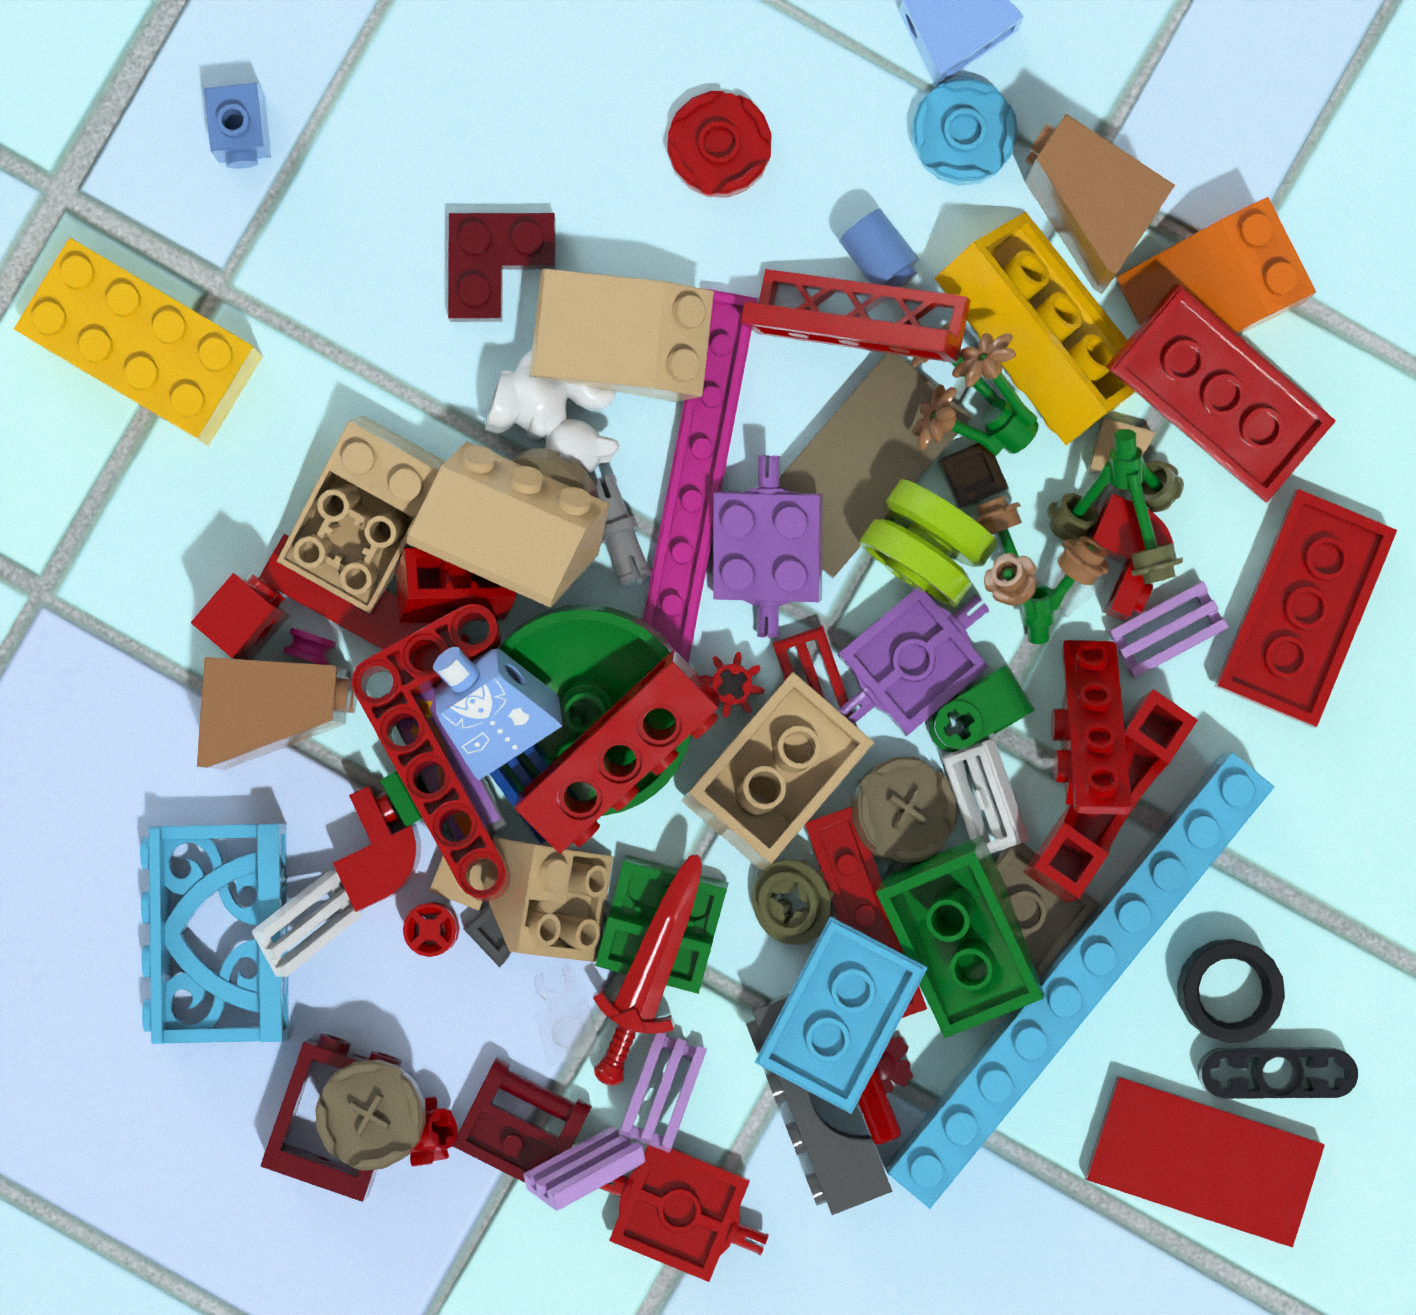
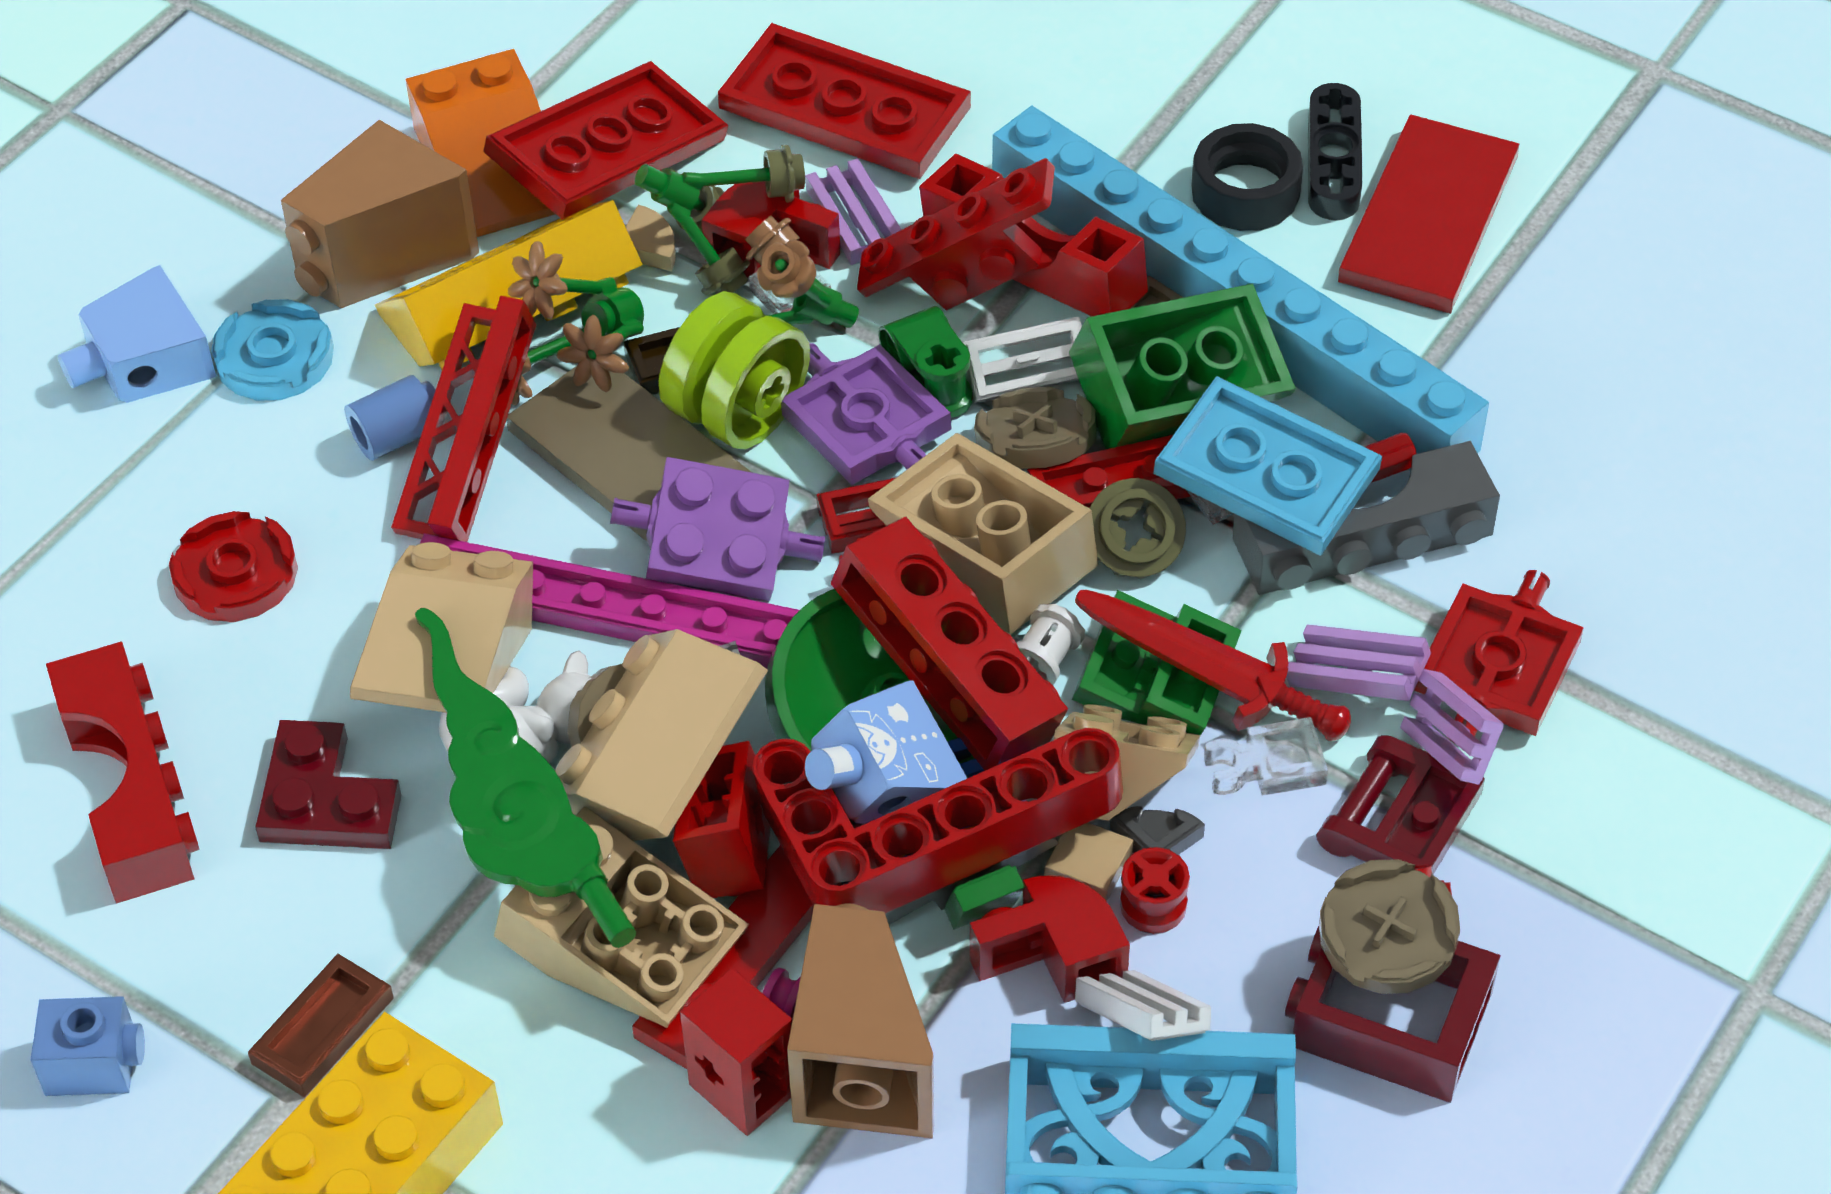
camera: 85 degrees left, 35 degrees down
(279, 296) = (320, 1025): none -> copper tile
(440, 412) = (512, 800): none -> green piece
(555, 72) = (136, 828): none -> red arch
(667, 830) = (1049, 646): none -> white bush

